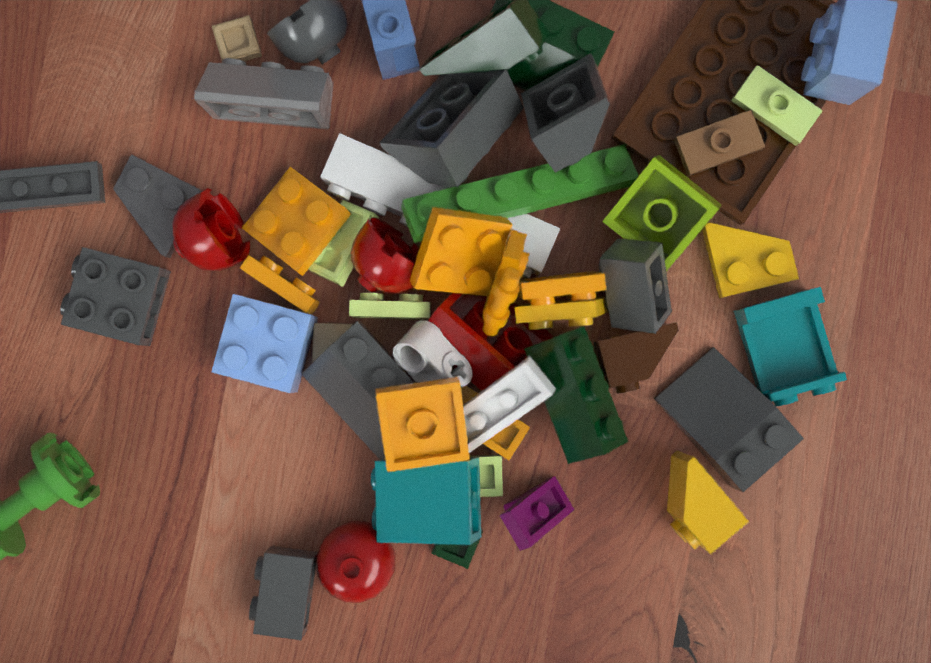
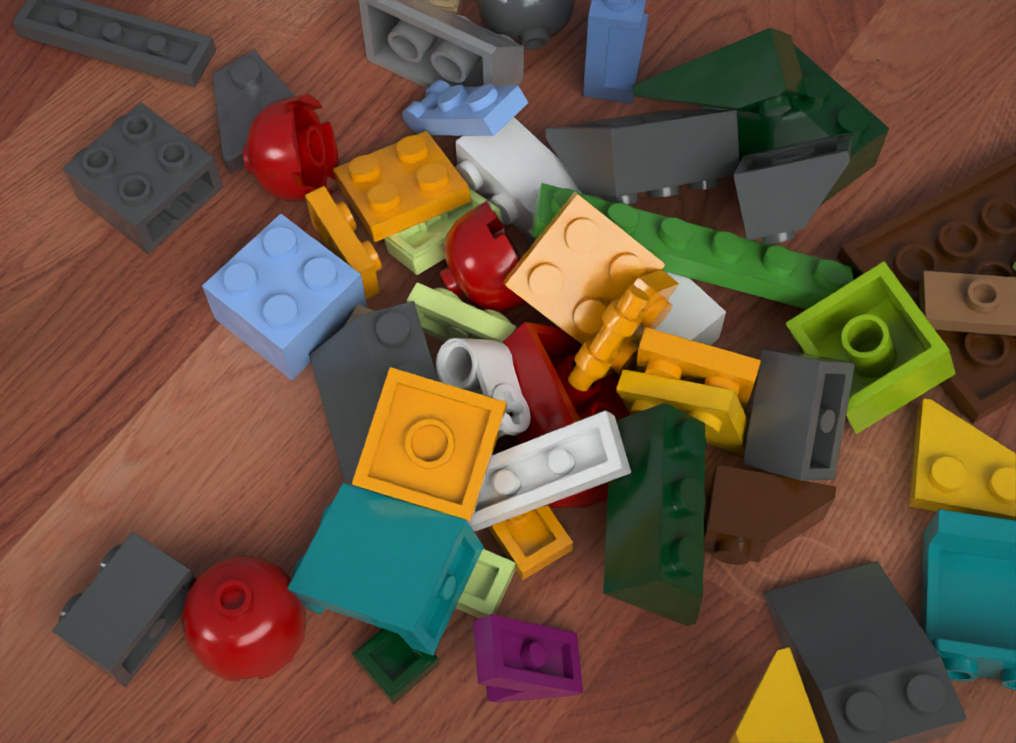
camera: 30 degrees right, 25 degrees down
(314, 147) = (464, 109): none -> light blue plate

